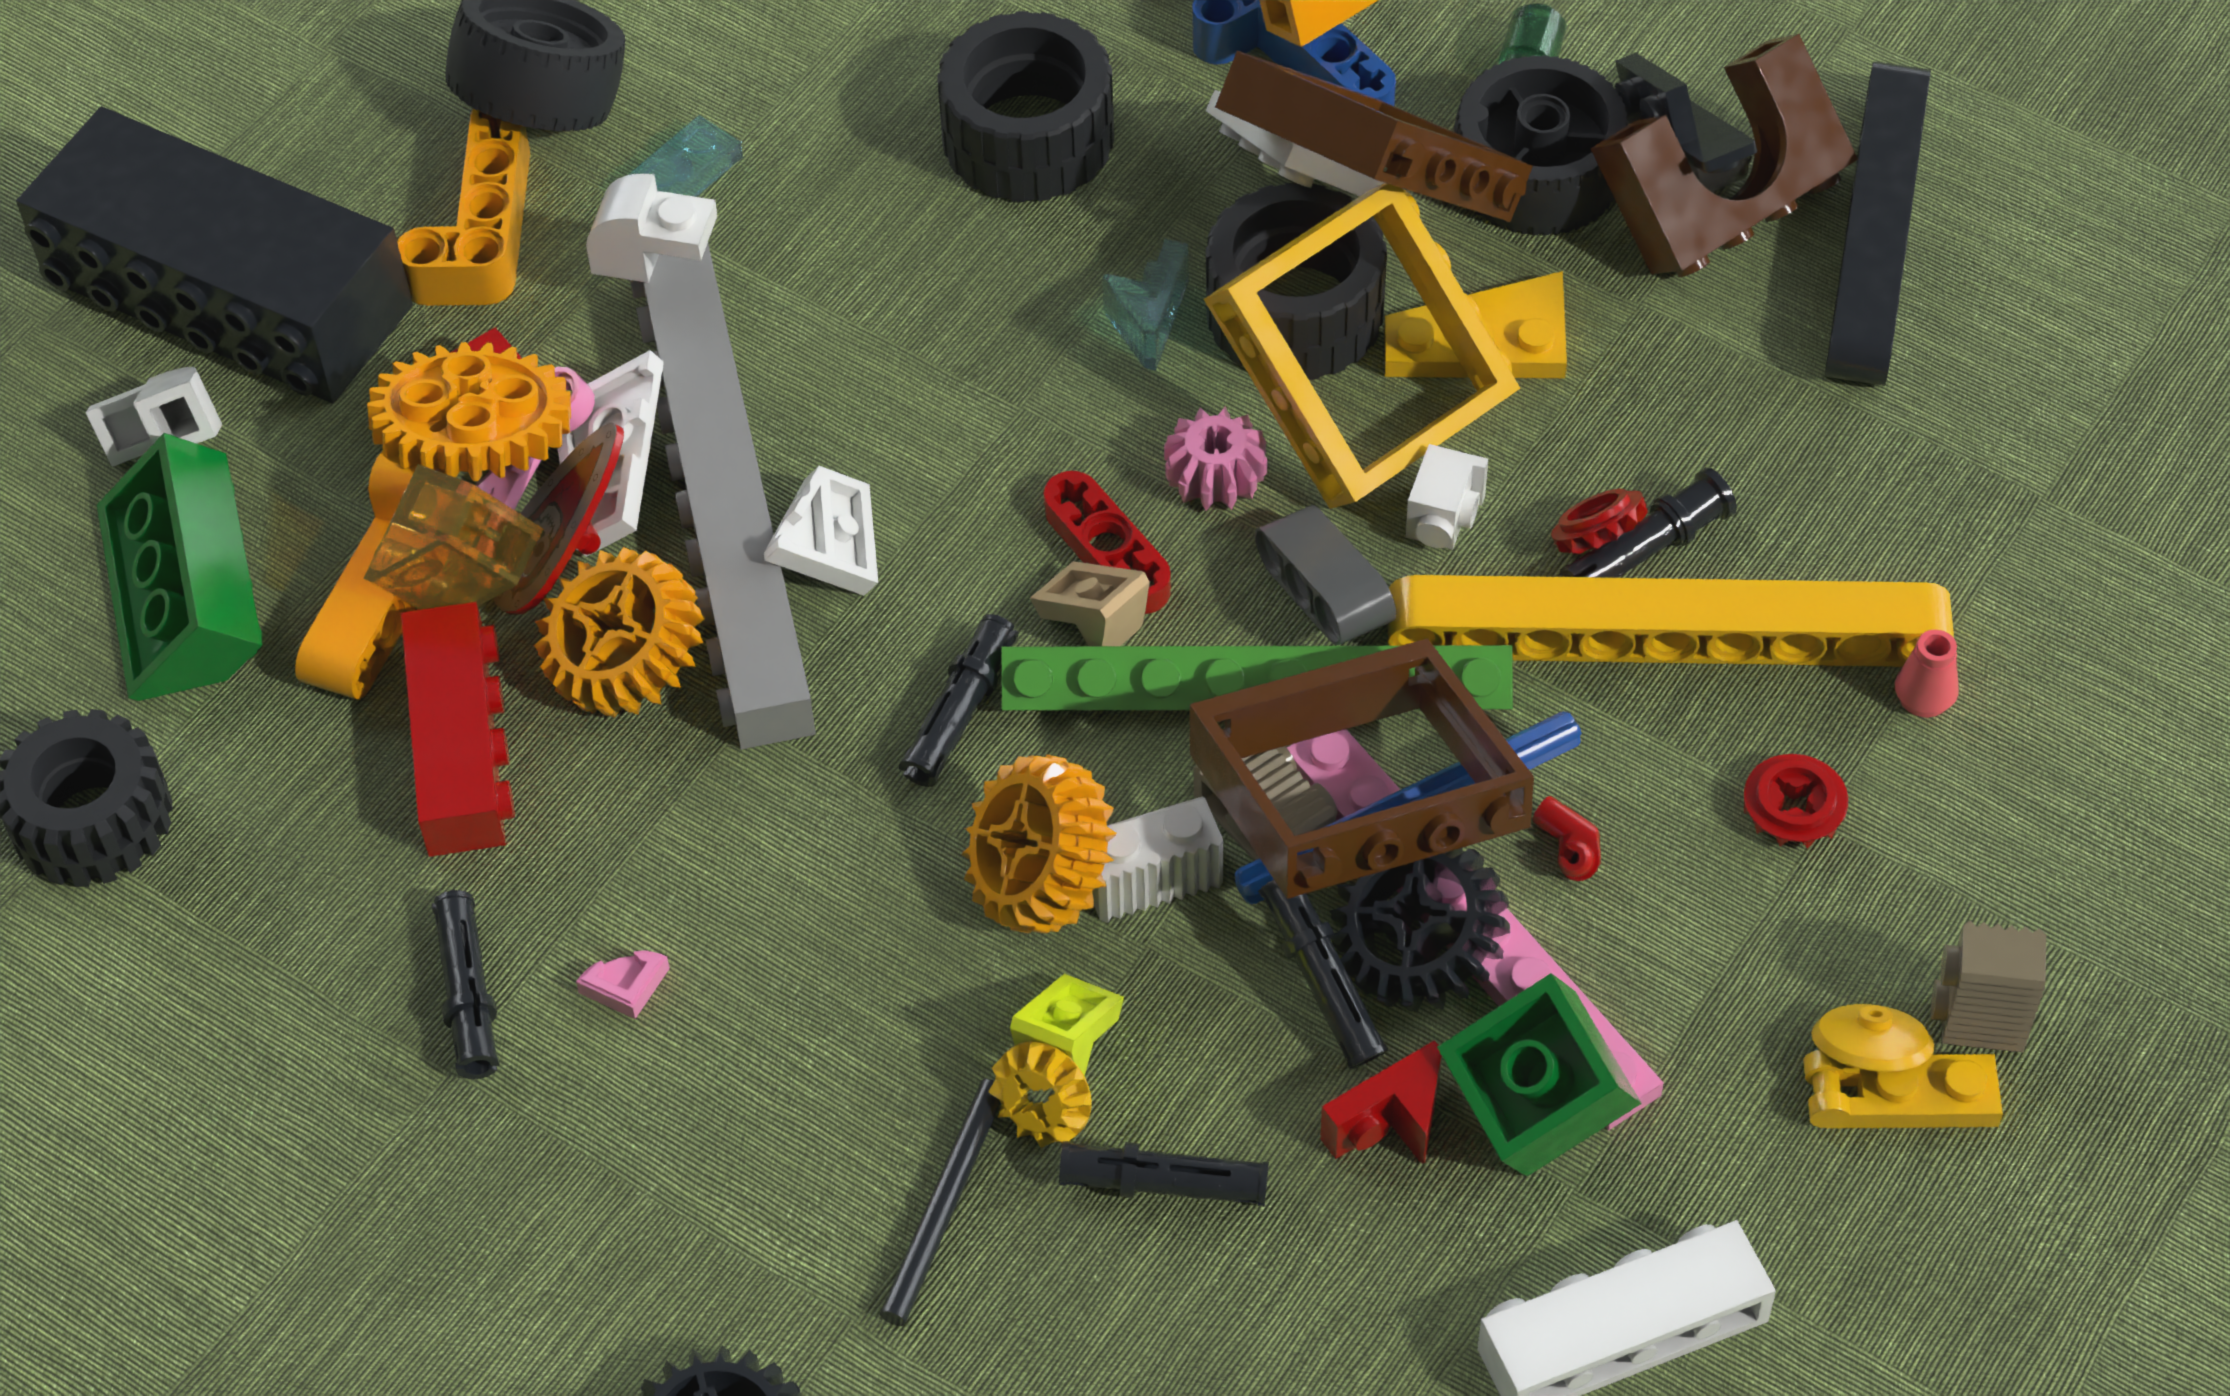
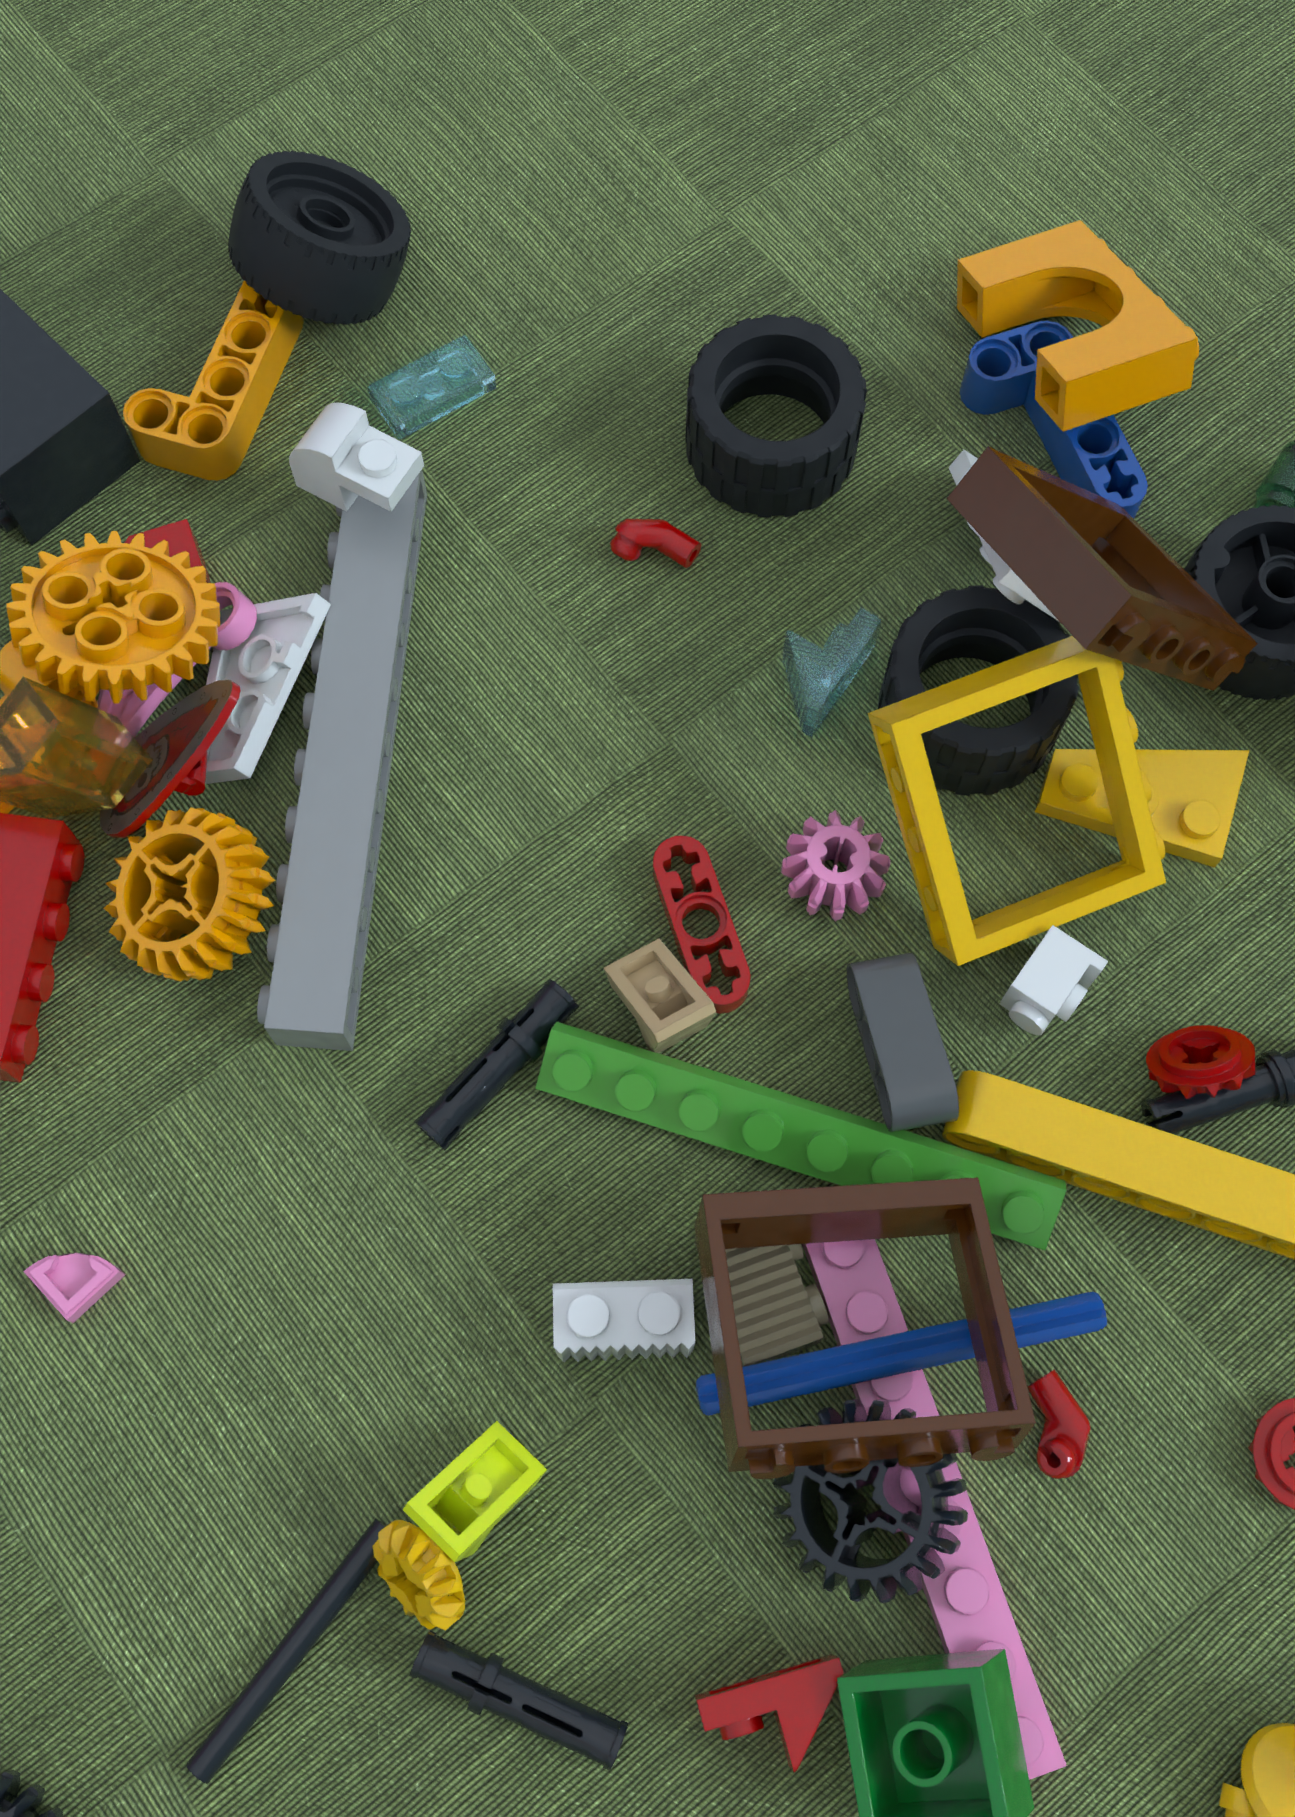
camera: 15 degrees right, 15 degrees up
(829, 532) = (429, 837): white wing -> none
(950, 238) = (656, 534): none -> red arm
(1038, 844) = (507, 1287): light orange gear -> none
(1327, 978) = (755, 1543): black pin -> none

